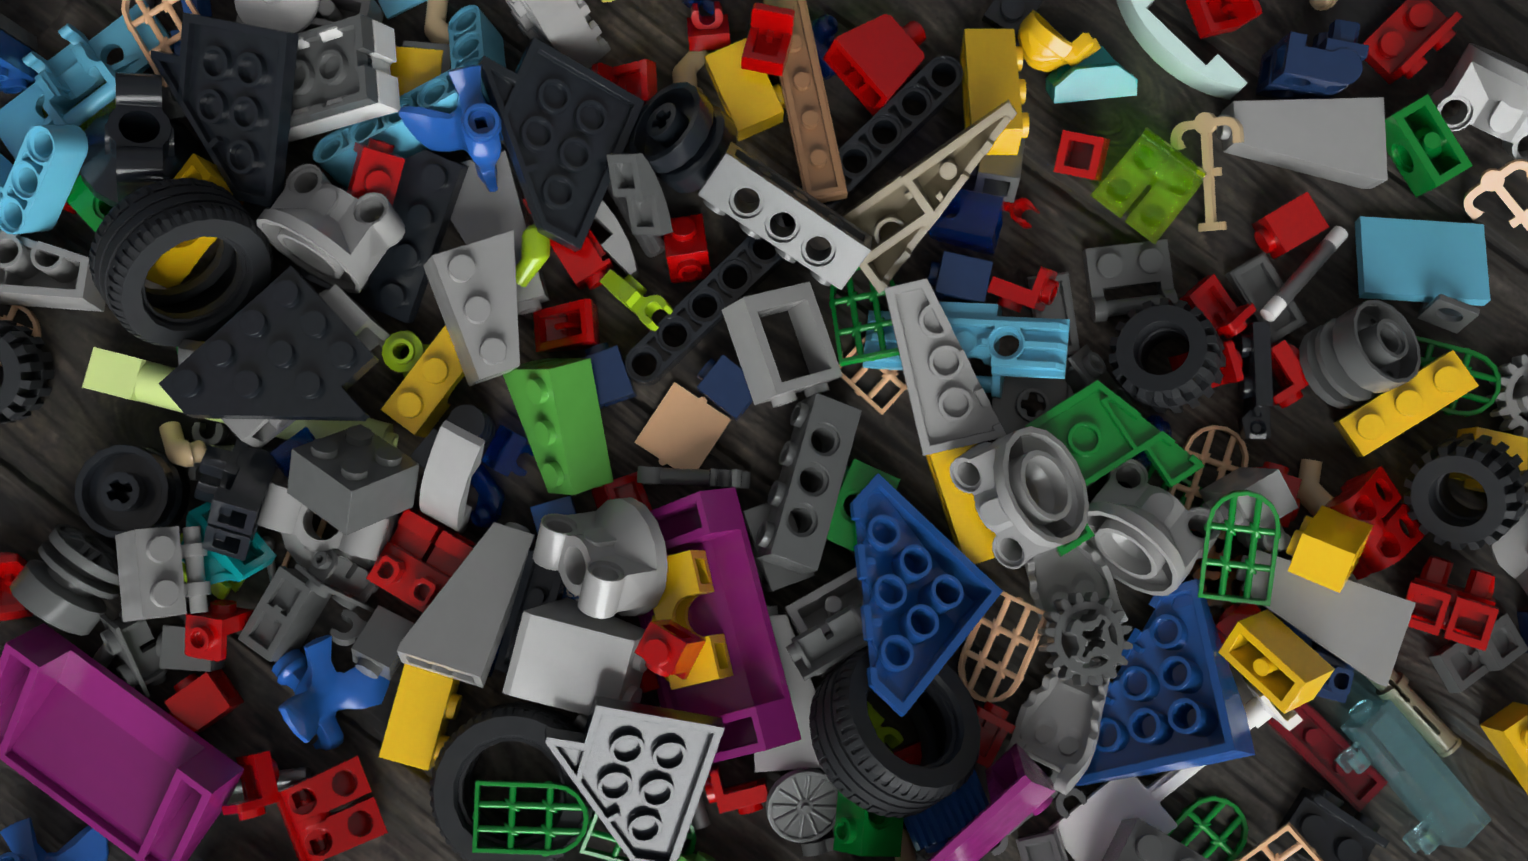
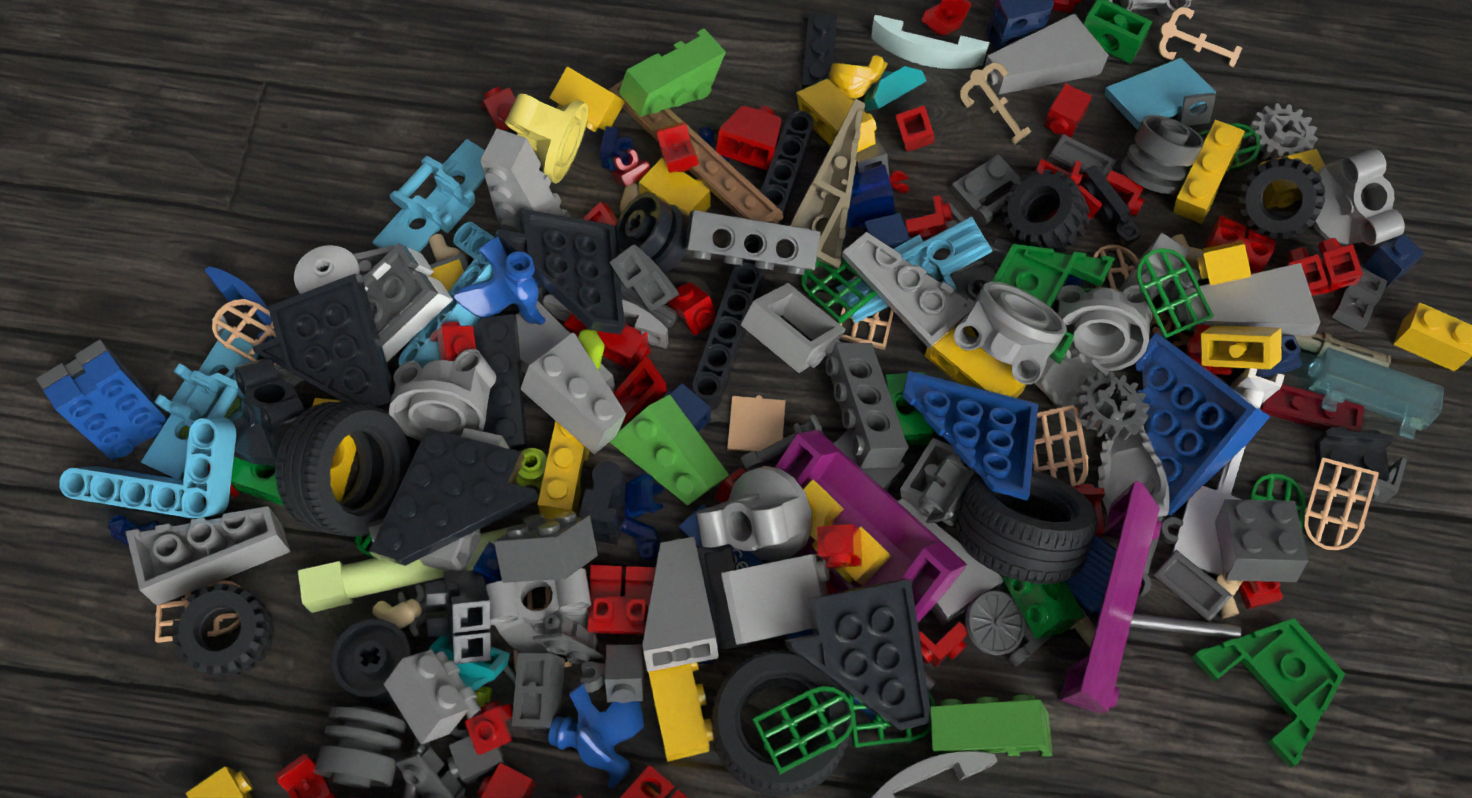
camera: 30 degrees left, 20 degrees down
(448, 476) = (617, 512): light grey slope -> none
(631, 294) = (673, 352): lime plate -> none
(725, 386) = (771, 378): dark blue brick -> none
(1161, 166) = (970, 113): clear neon green hips -> none
(1303, 273) = (1095, 133): flat silver bar -> none

